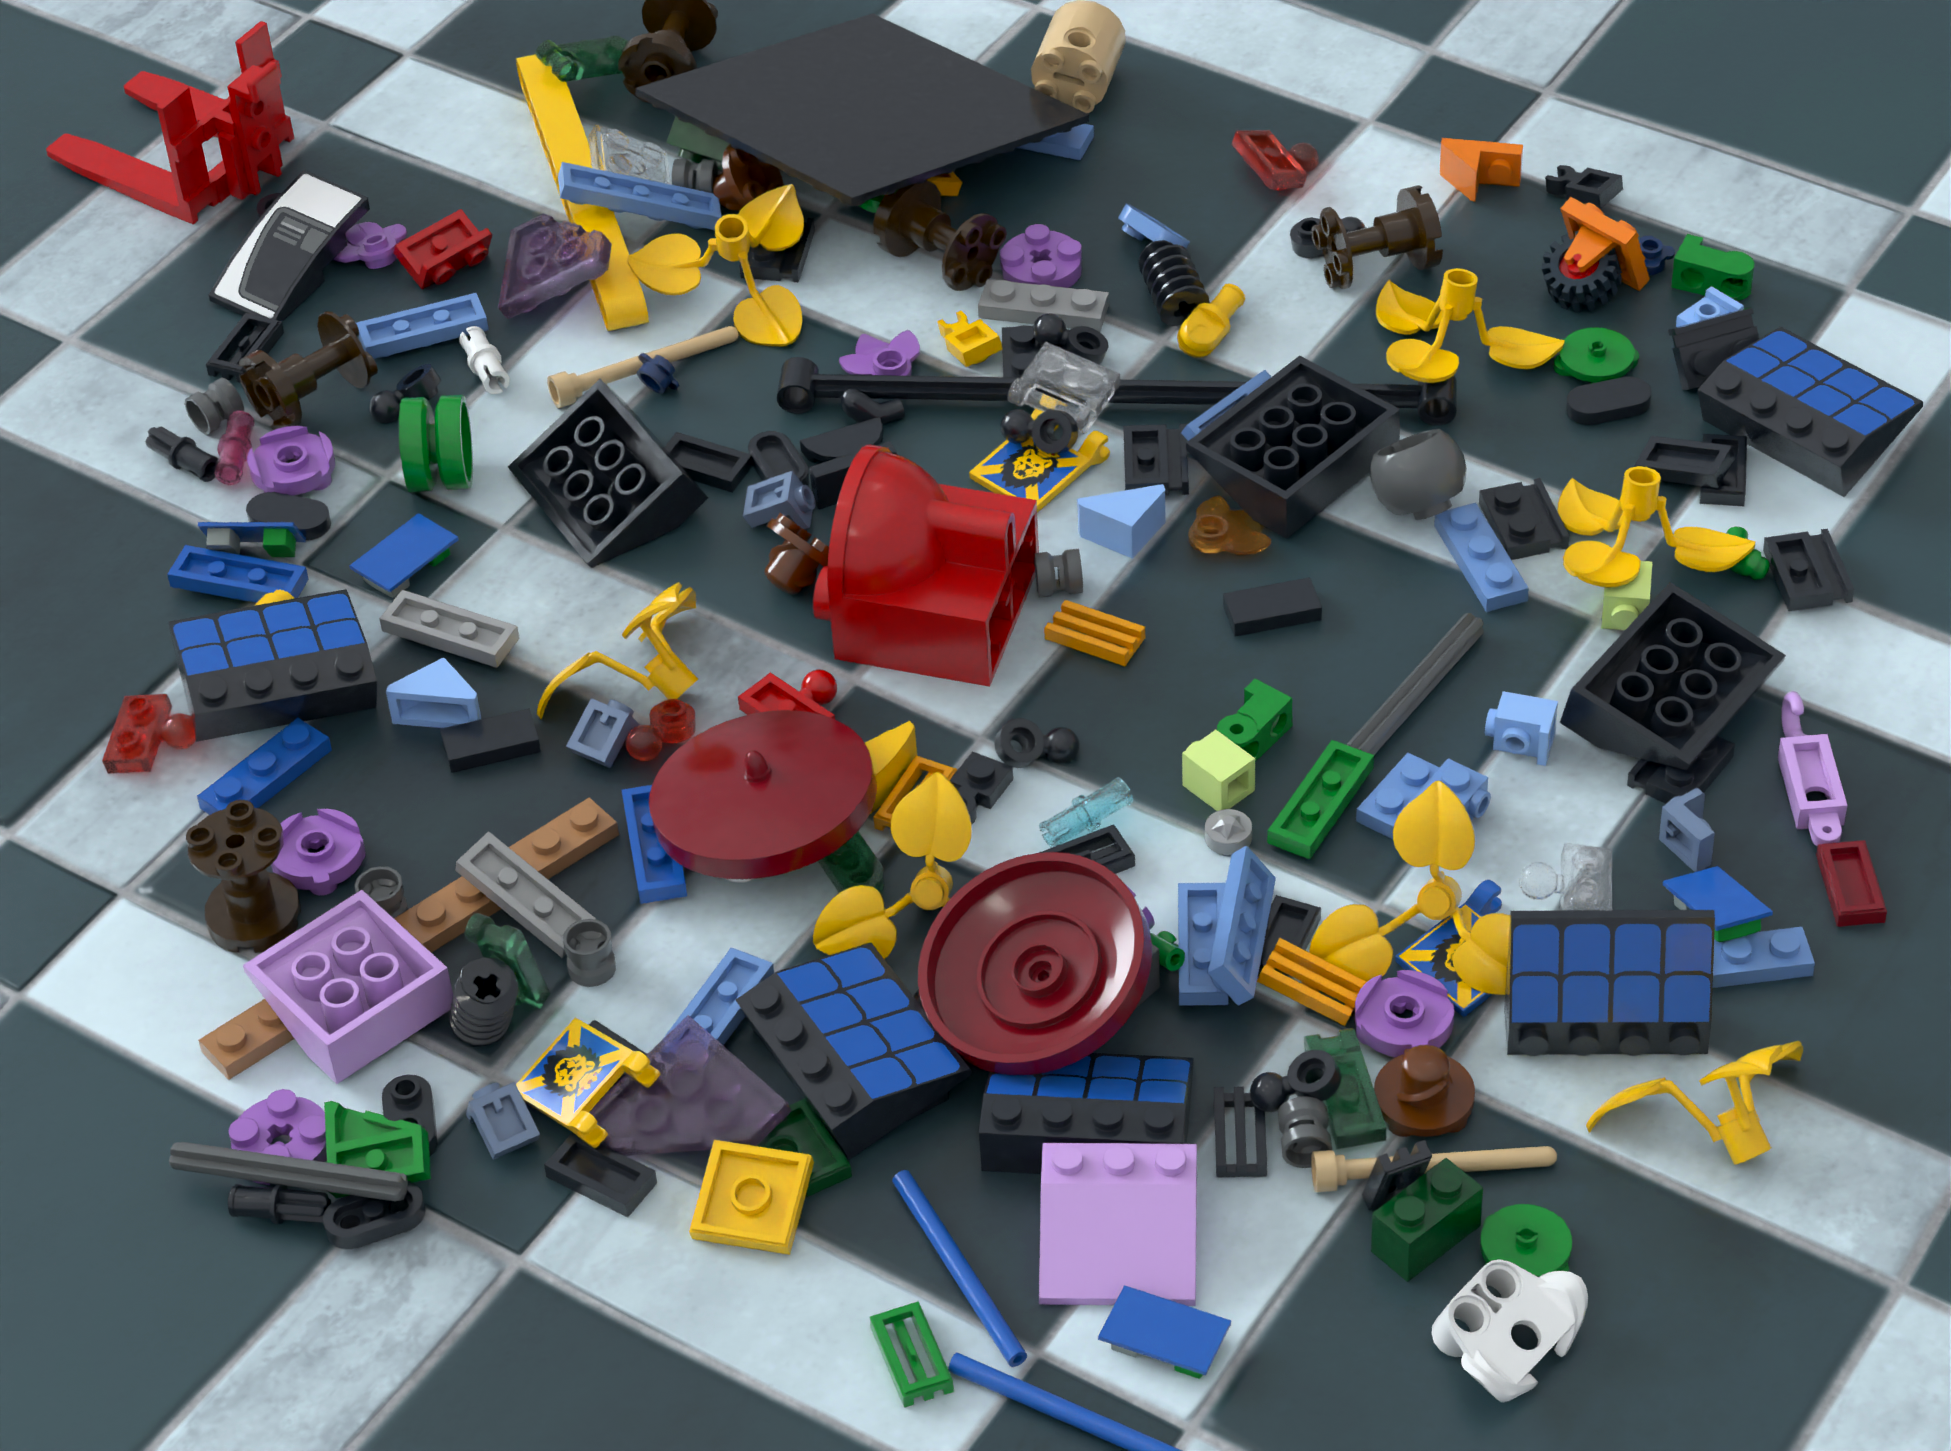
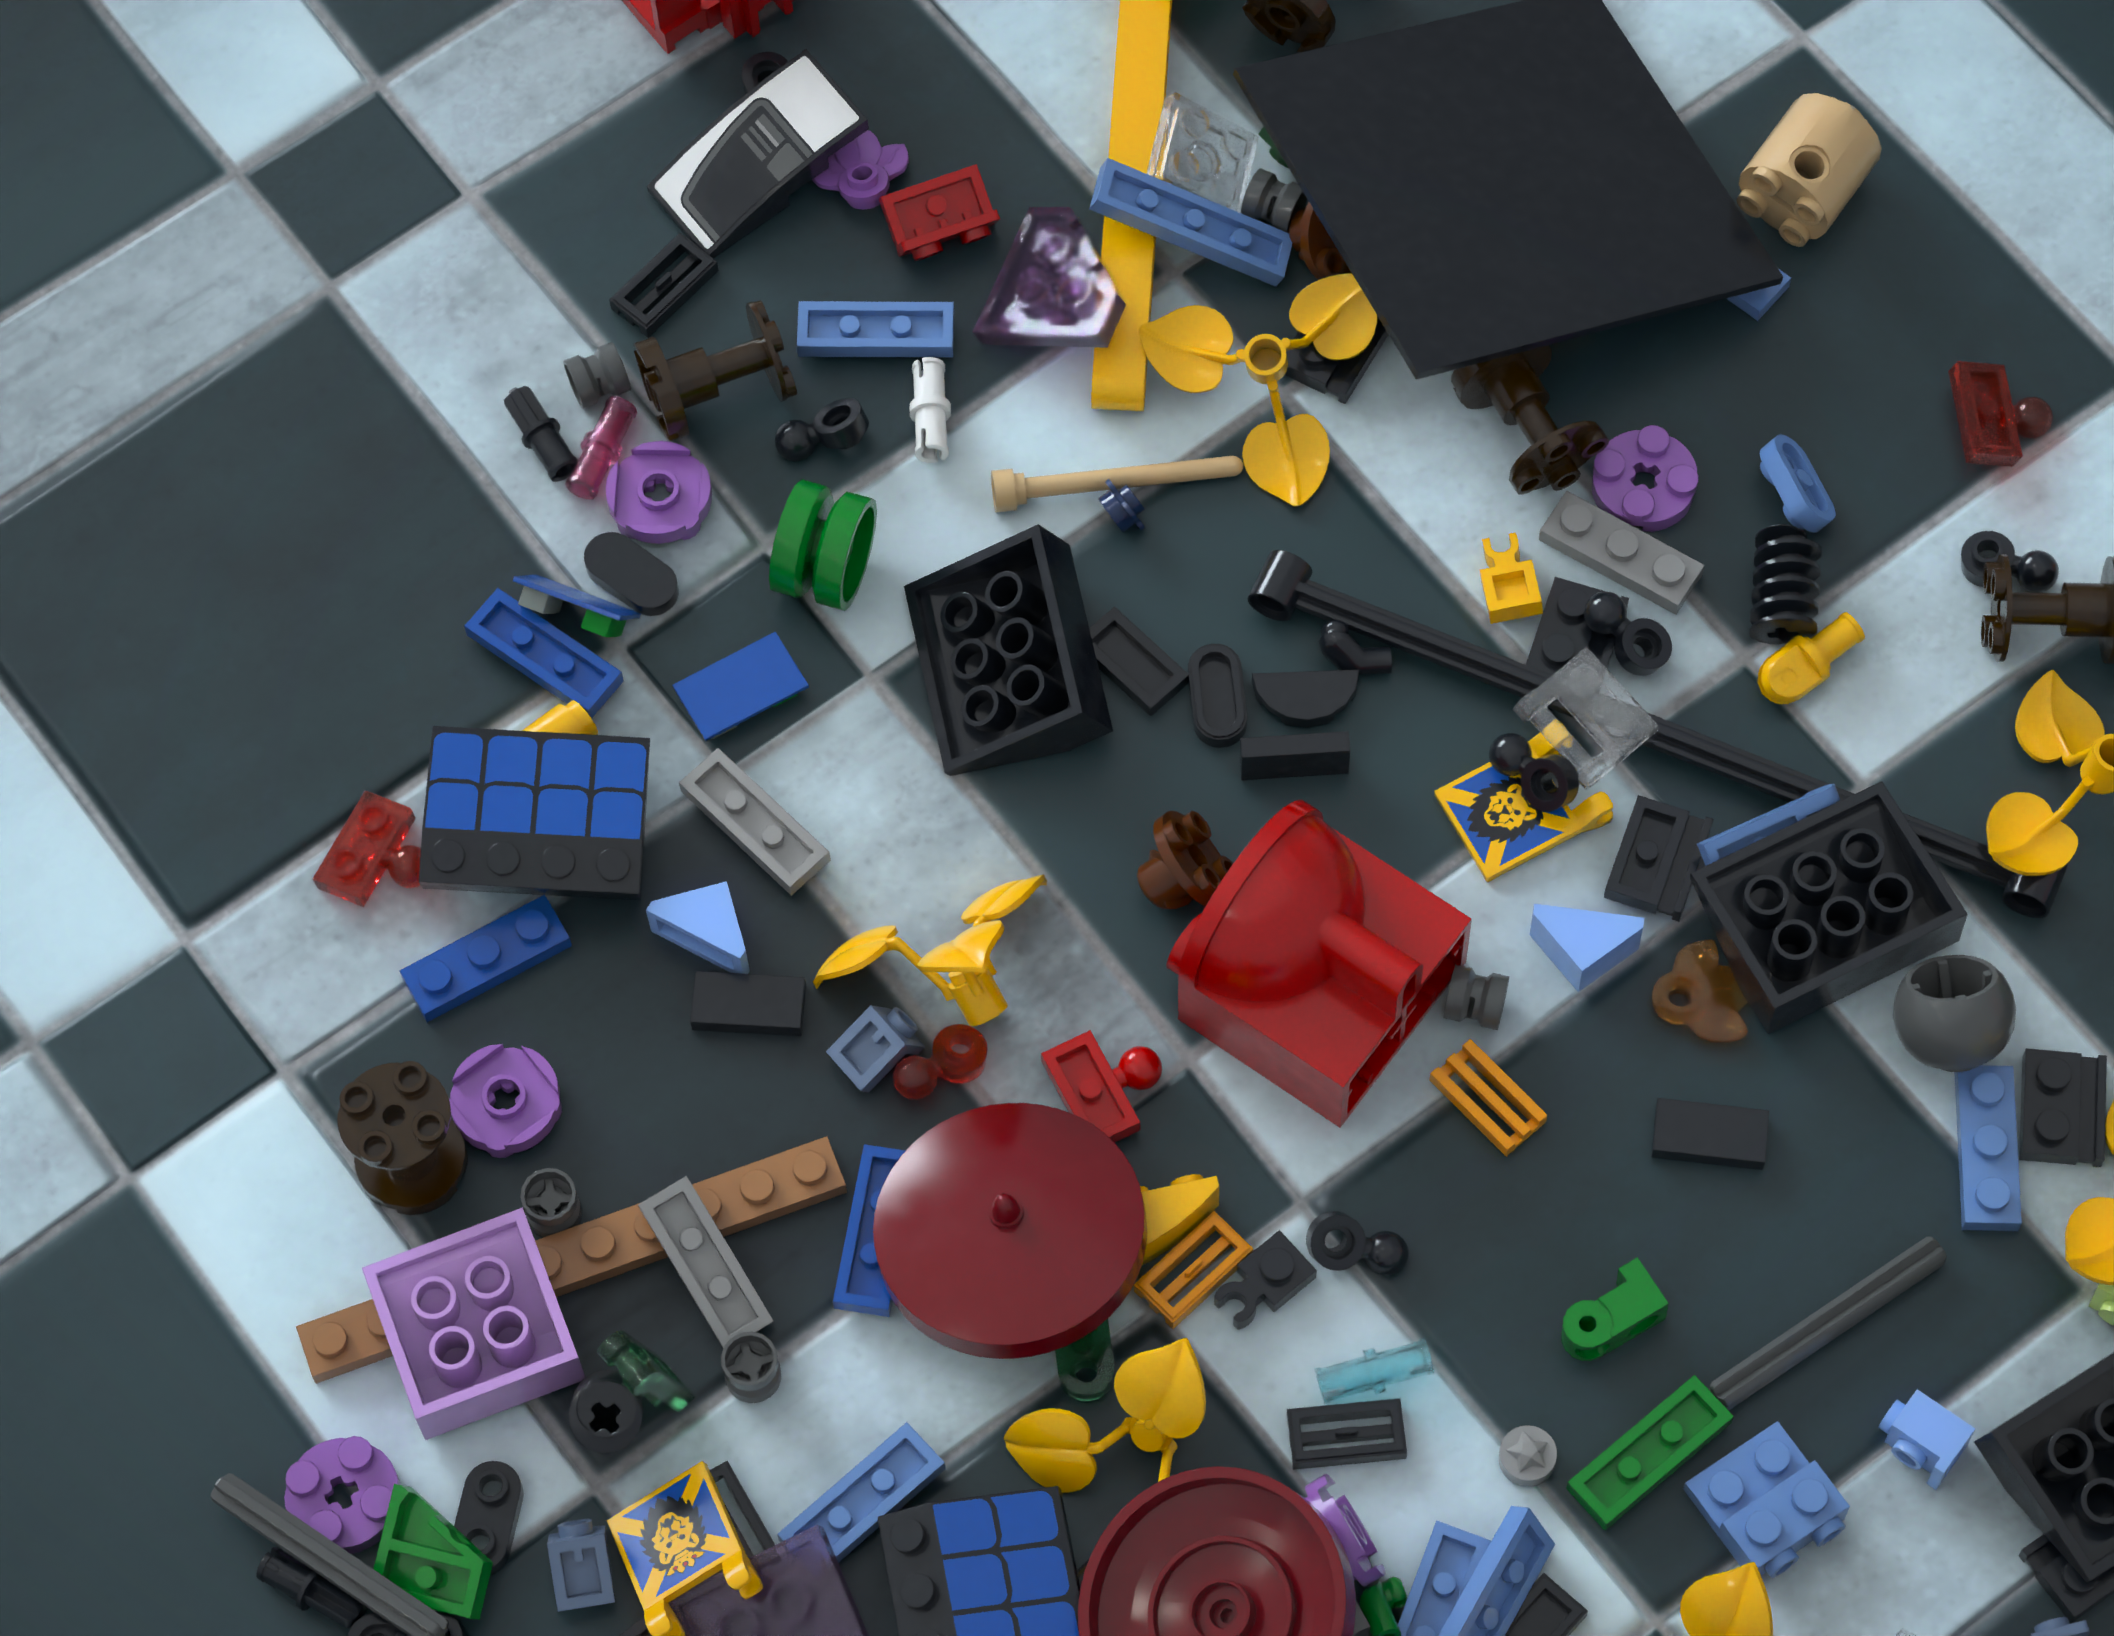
camera: 20 degrees right, 20 degrees up
(779, 495) = (1194, 763): sand blue bracket -> none
(882, 358) = (1396, 567): medium lavender plate -> none
(1218, 771) = (1546, 1368): yellowish green brick -> none

